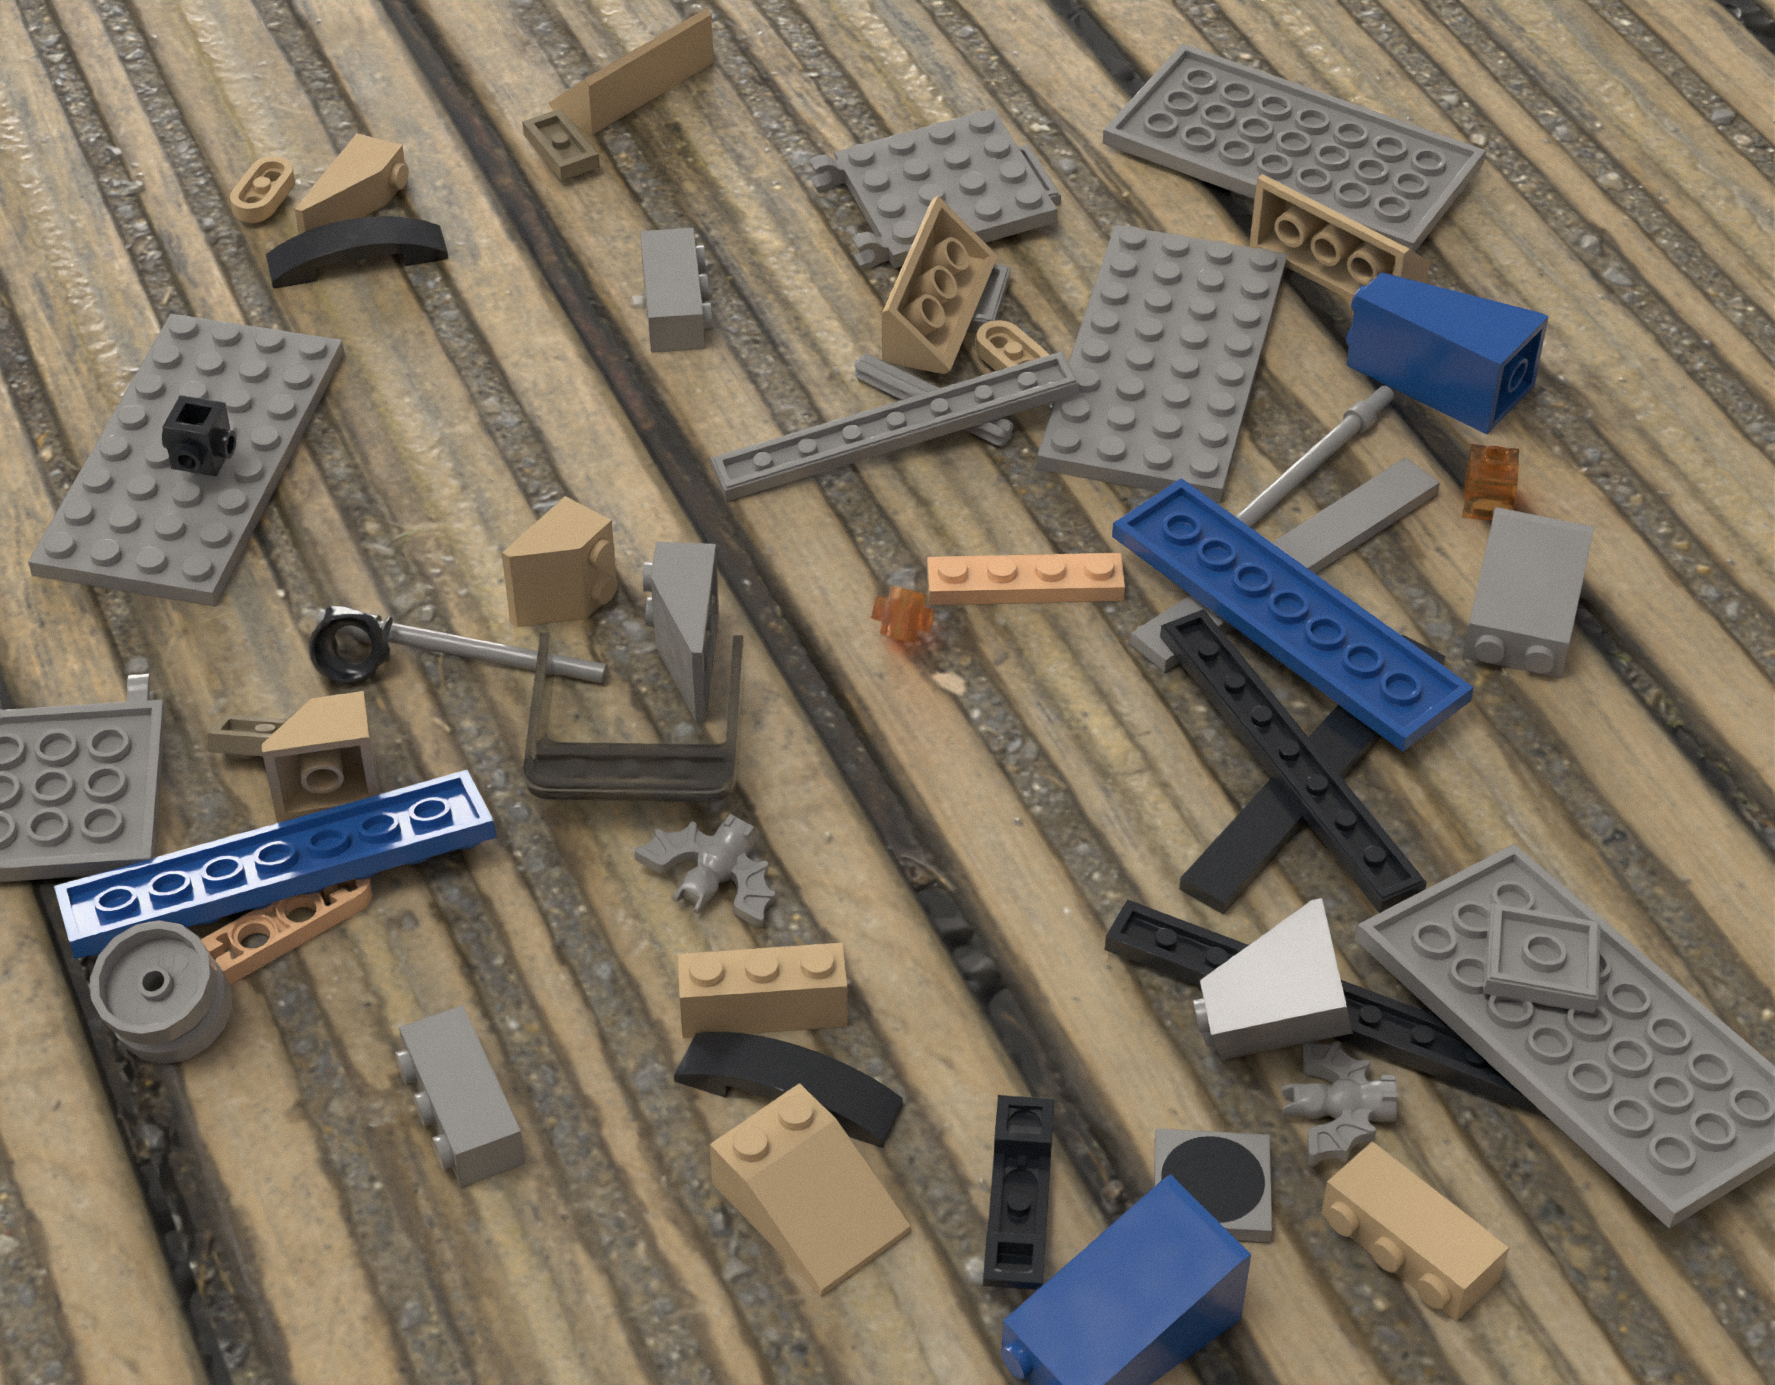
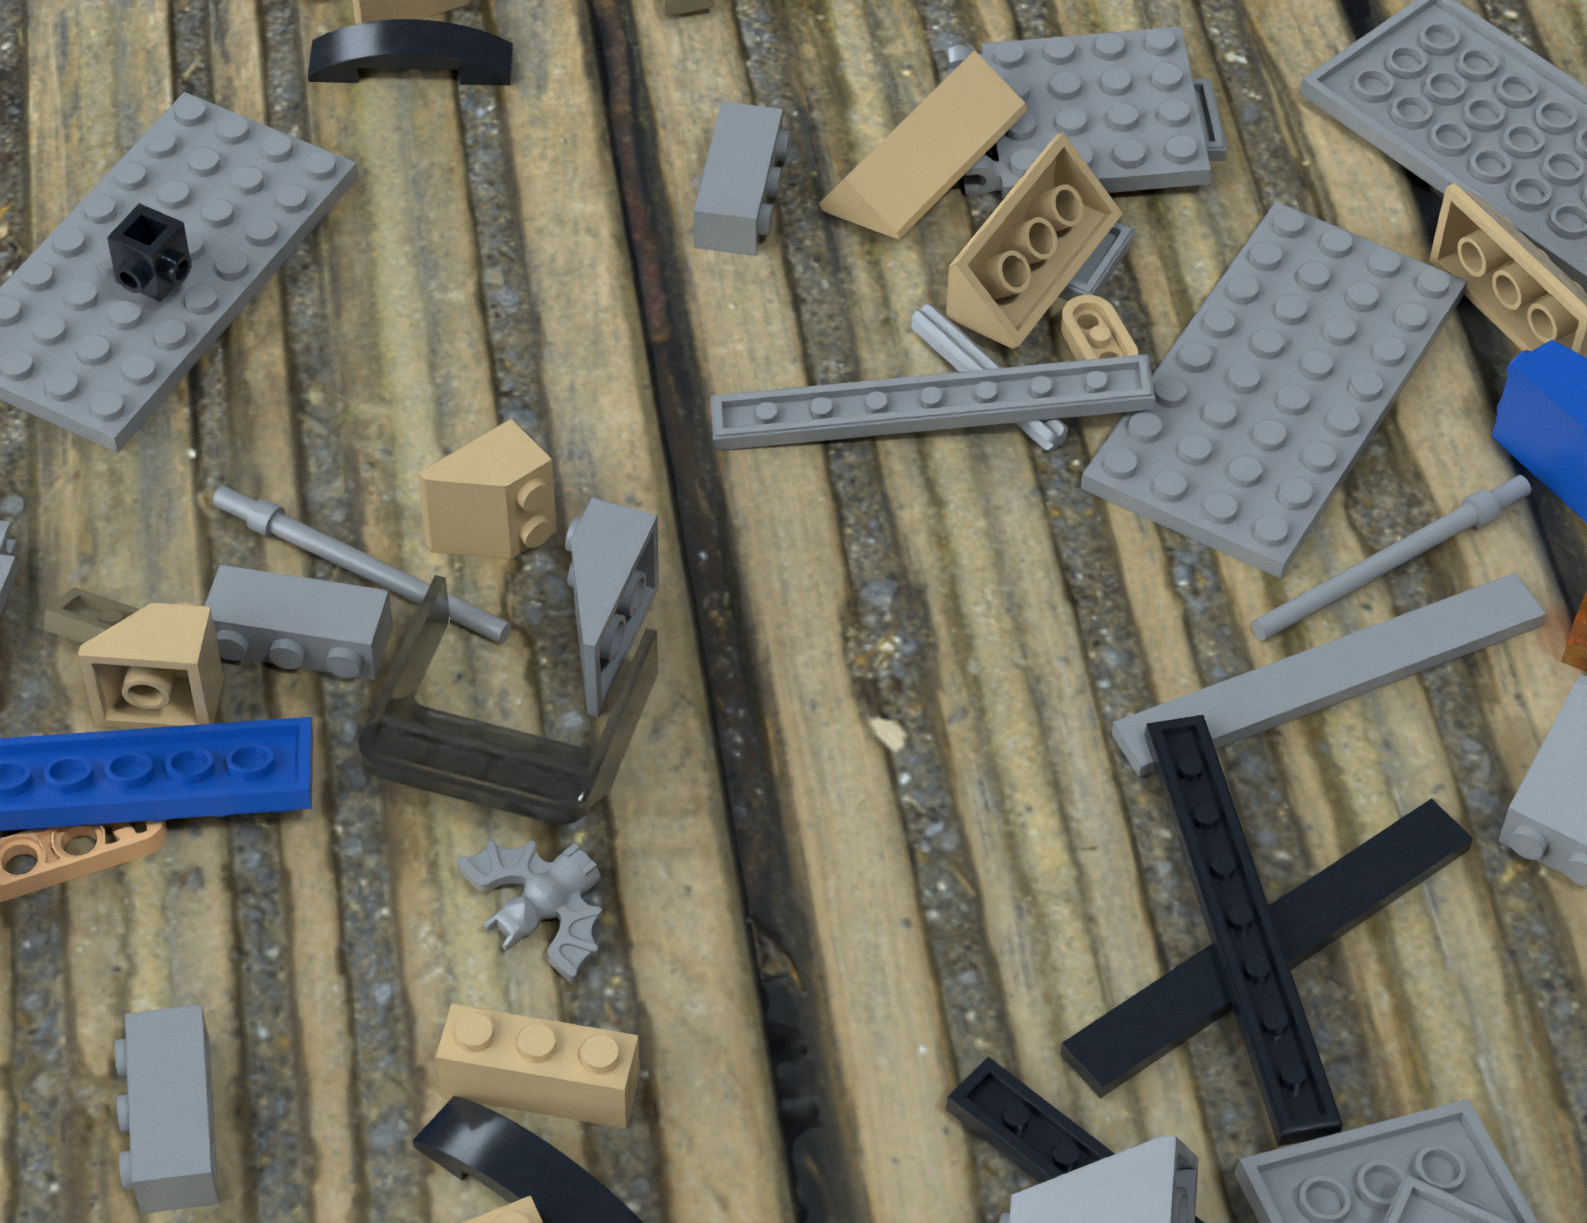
camera: 15 degrees right, 5 degrees up
(324, 645) = (211, 527): black piece -> none
(432, 698) = (300, 622): none -> light grey brick
(822, 237) = (928, 151): none -> tan slope
(903, 614) = (856, 640): clear orange gear -> none
(1025, 578) = (1017, 624): light nougat plate -> none
(1293, 614) = (1307, 747): blue plate -> none

